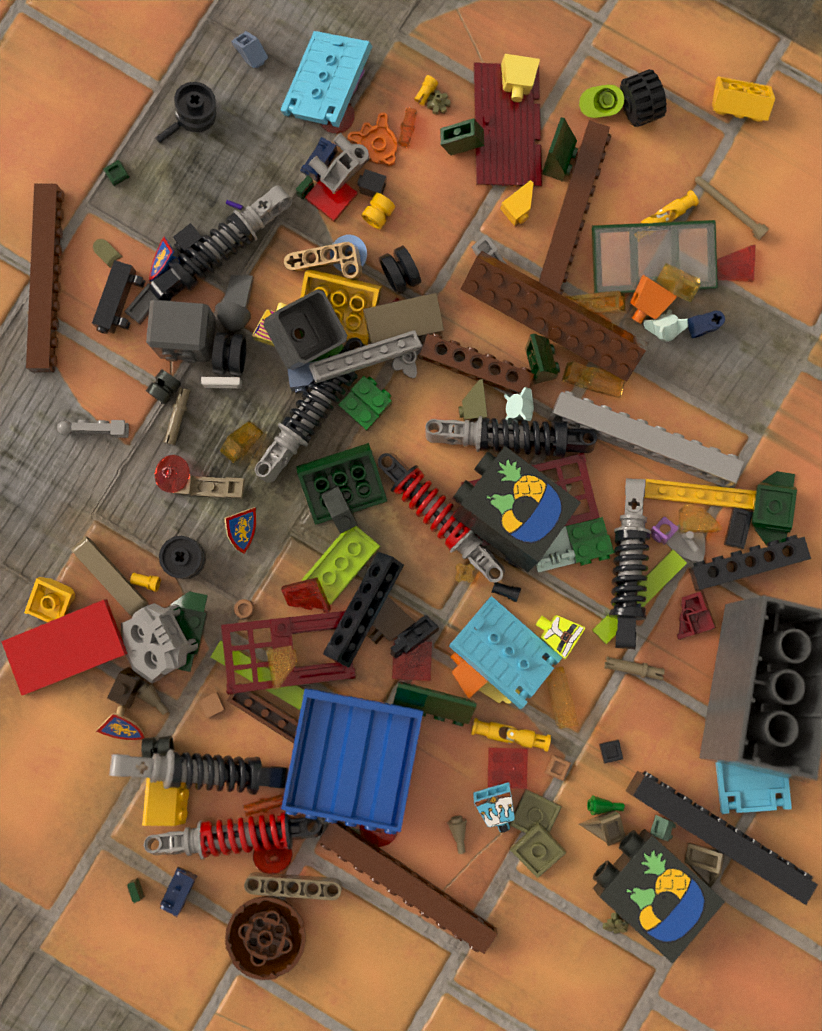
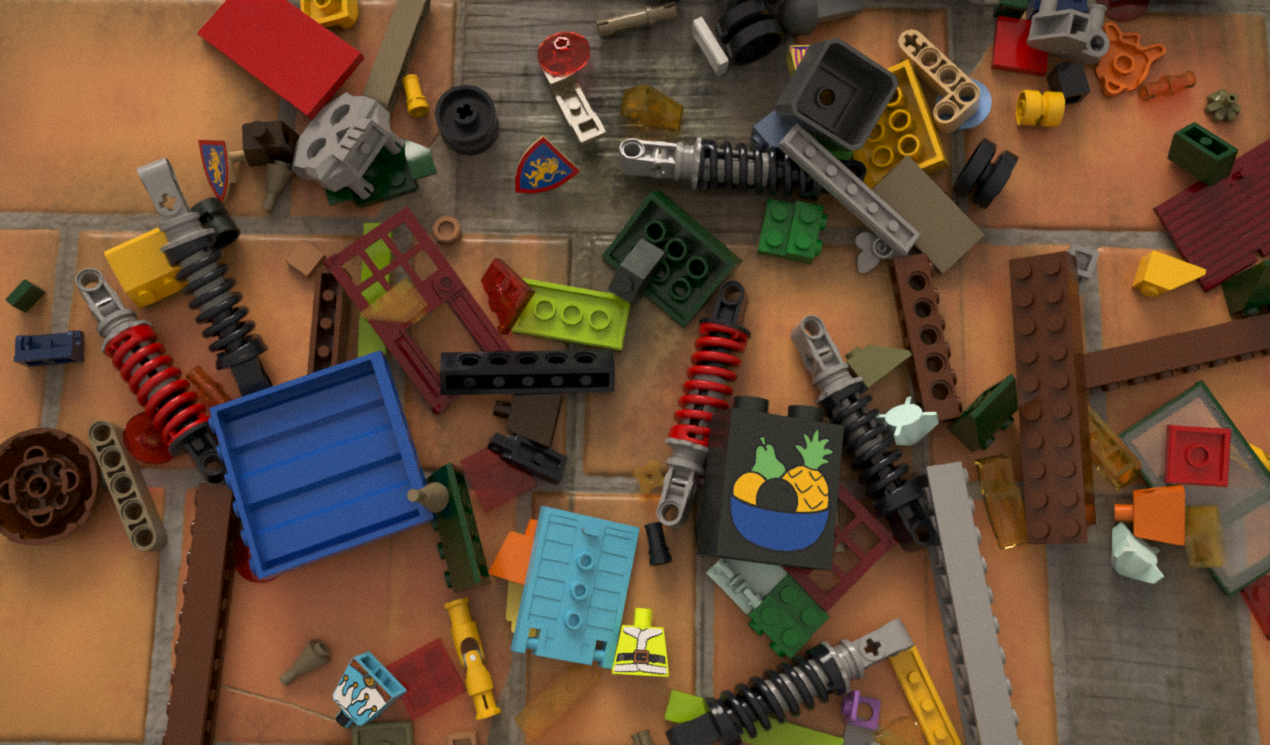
camera: 60 degrees right, 5 degrees down
(411, 705) = (432, 497): none -> dark tan cone
(428, 86) = (1233, 82): yellow pin -> none
(632, 256) = (1197, 455): none -> red tile
(702, 324) = (1168, 604): dark blue piece -> none

